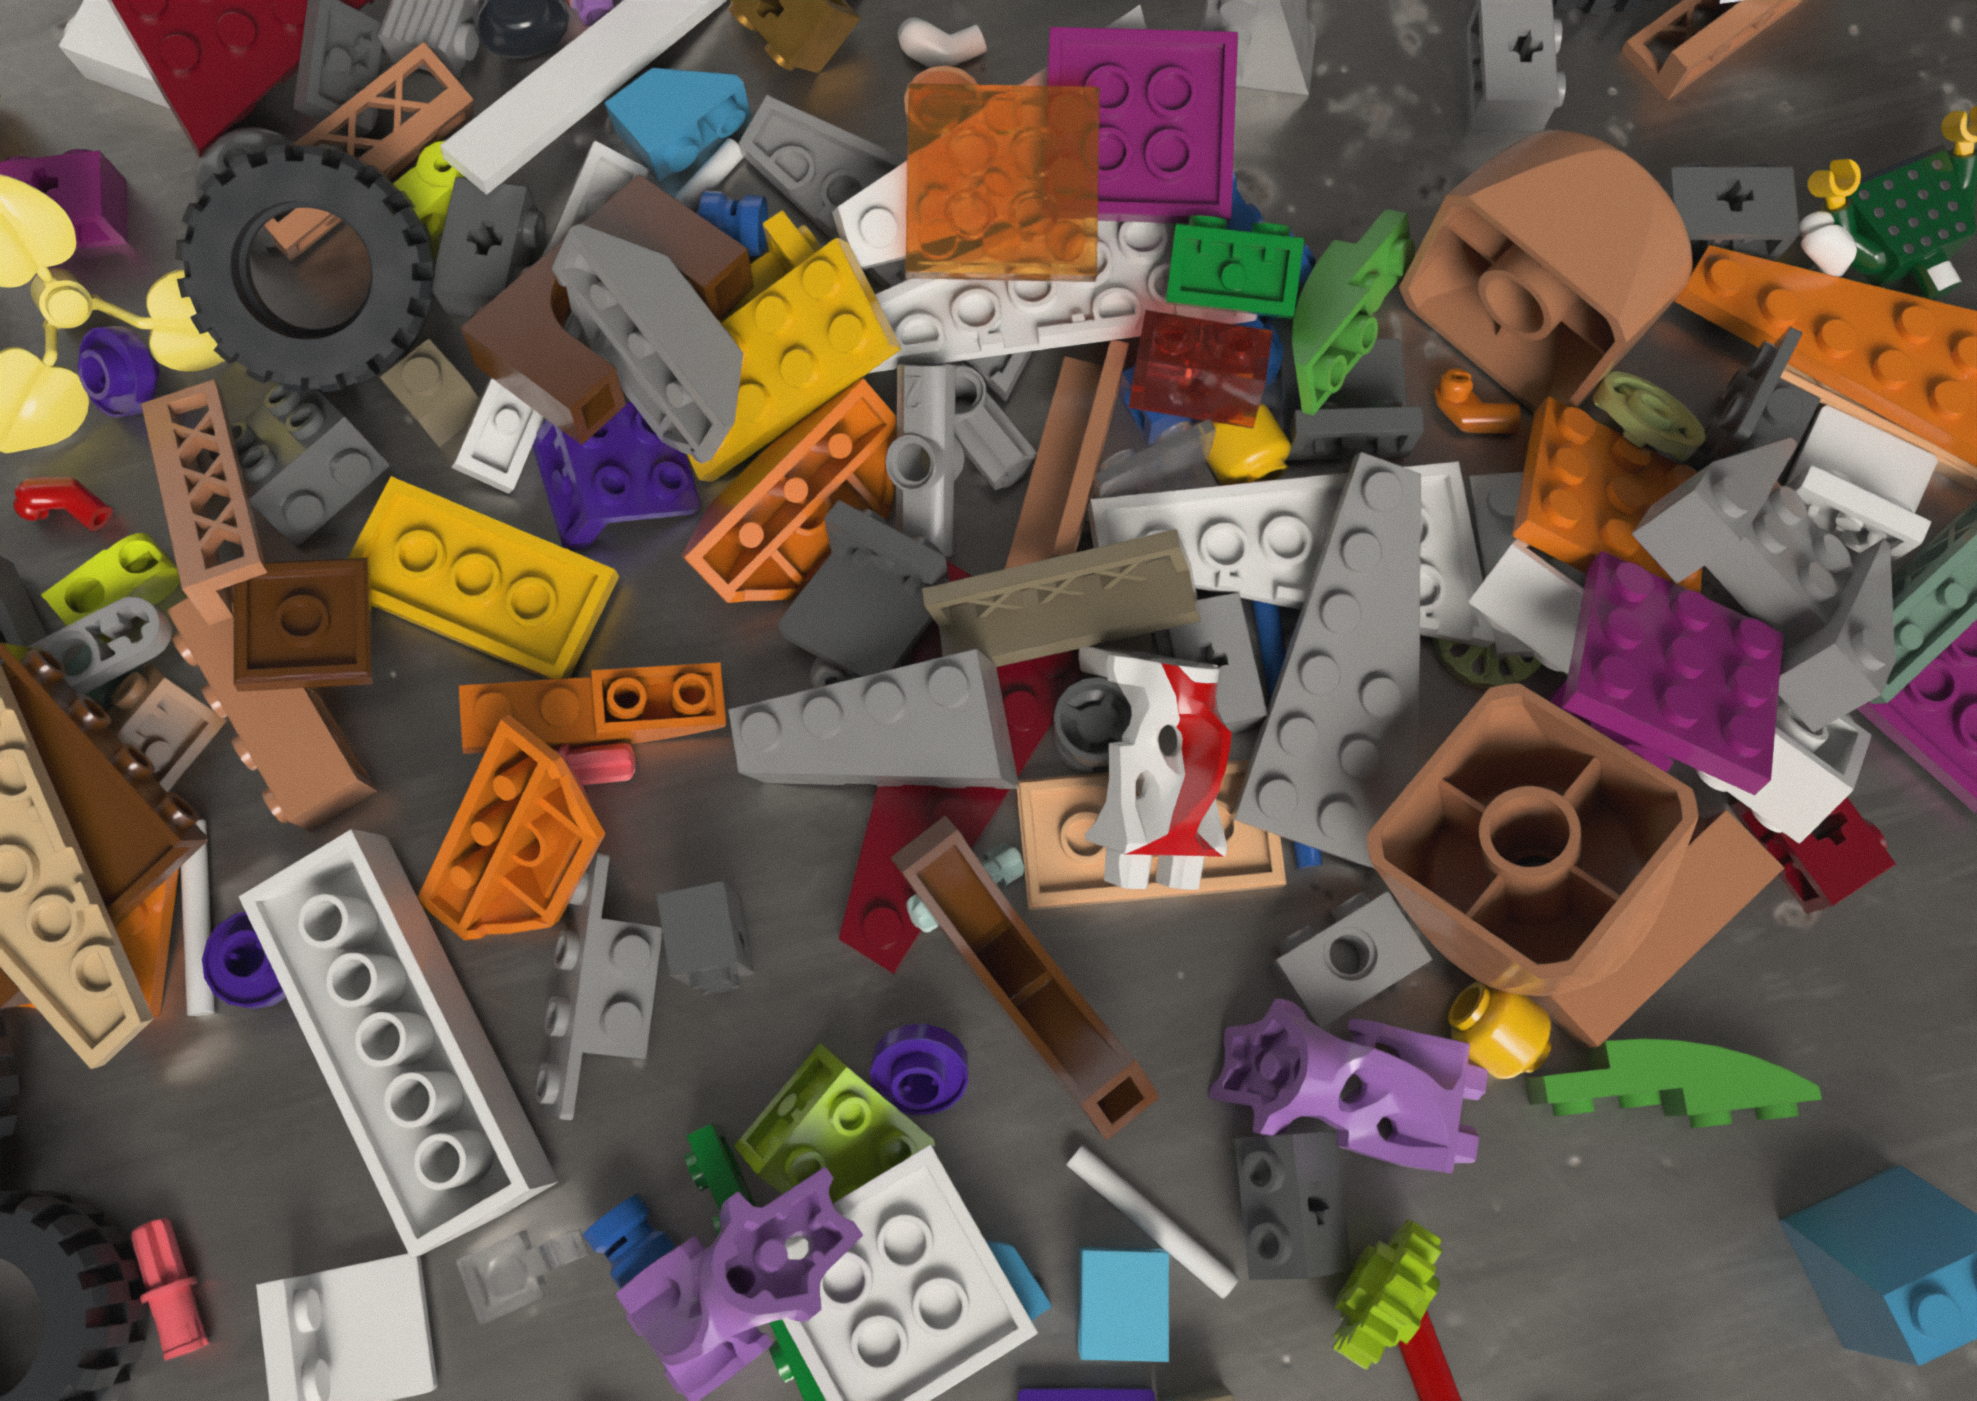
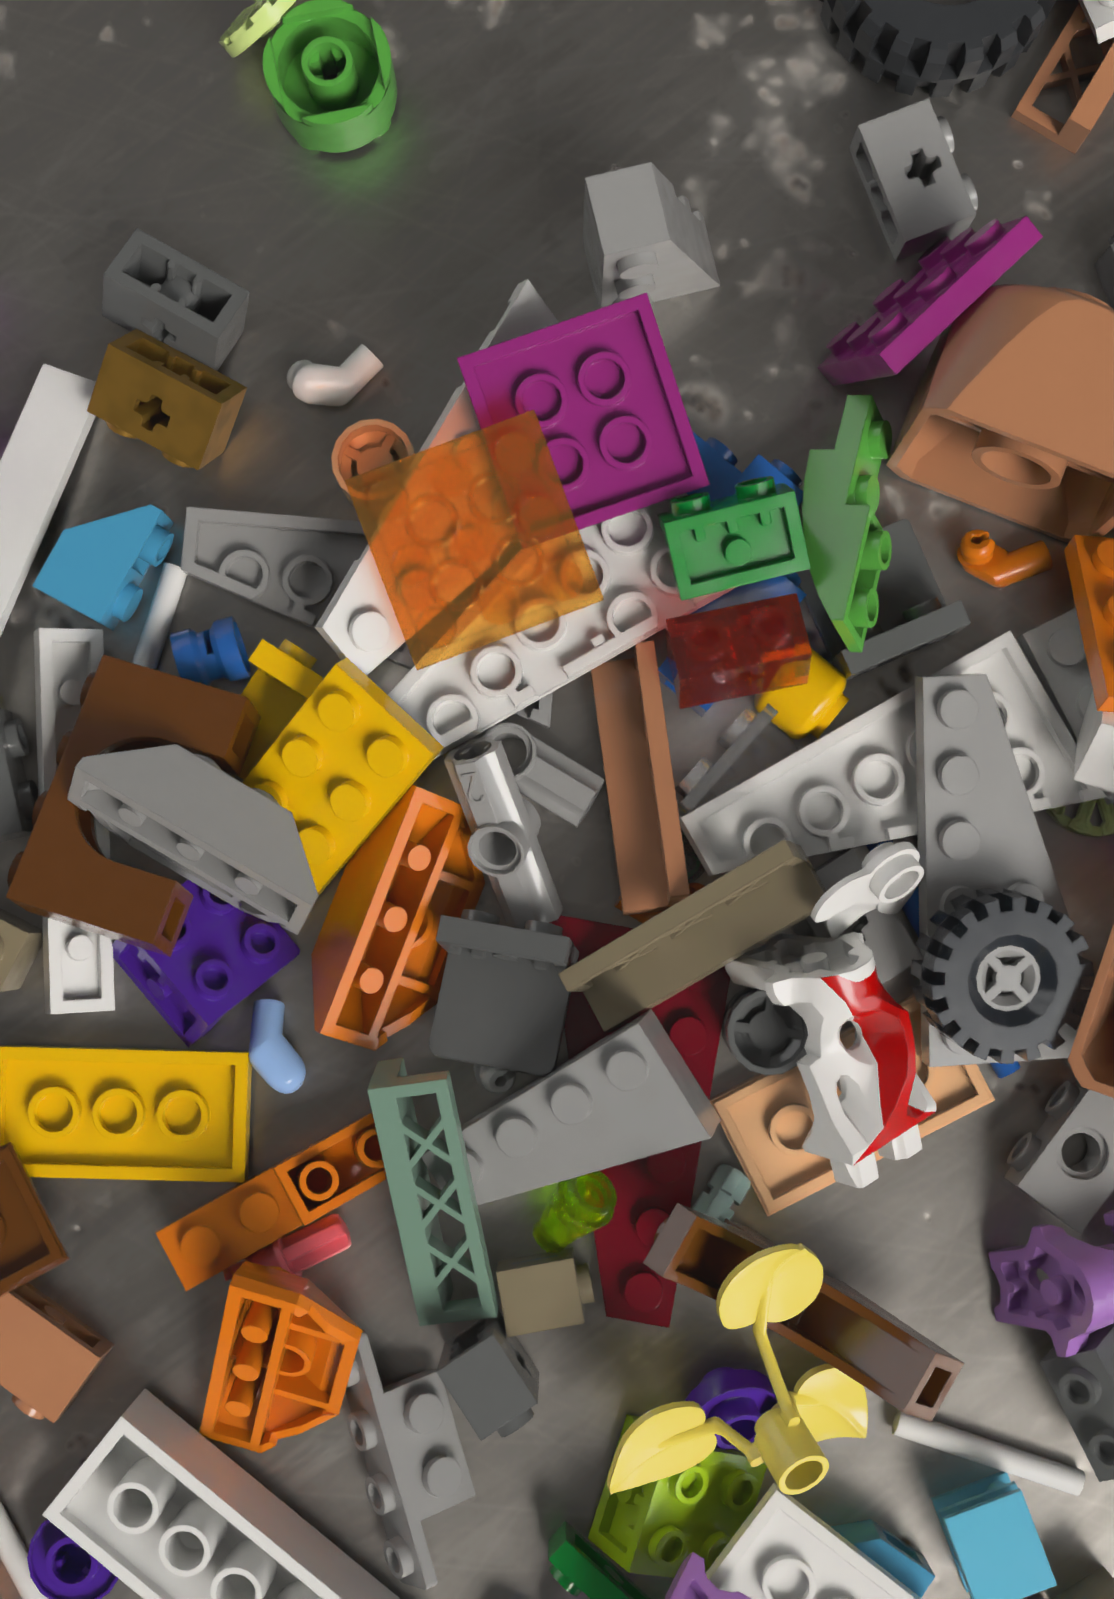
camera: 20 degrees left, 10 degrees up
(635, 579) = (270, 1051): none -> light blue arm
(708, 742) = (418, 1201): none -> sand green fence
(789, 889) = (543, 1291): none -> dark tan brick
(852, 820) = (575, 1211): none -> clear neon green cone
(1008, 1104) = (821, 1407): none -> light yellow plant
(1239, 616) = (883, 884): none -> white plate
(1366, 733) = (1029, 991): none -> black wheel
(1455, 153) = (919, 310): none -> magenta plate

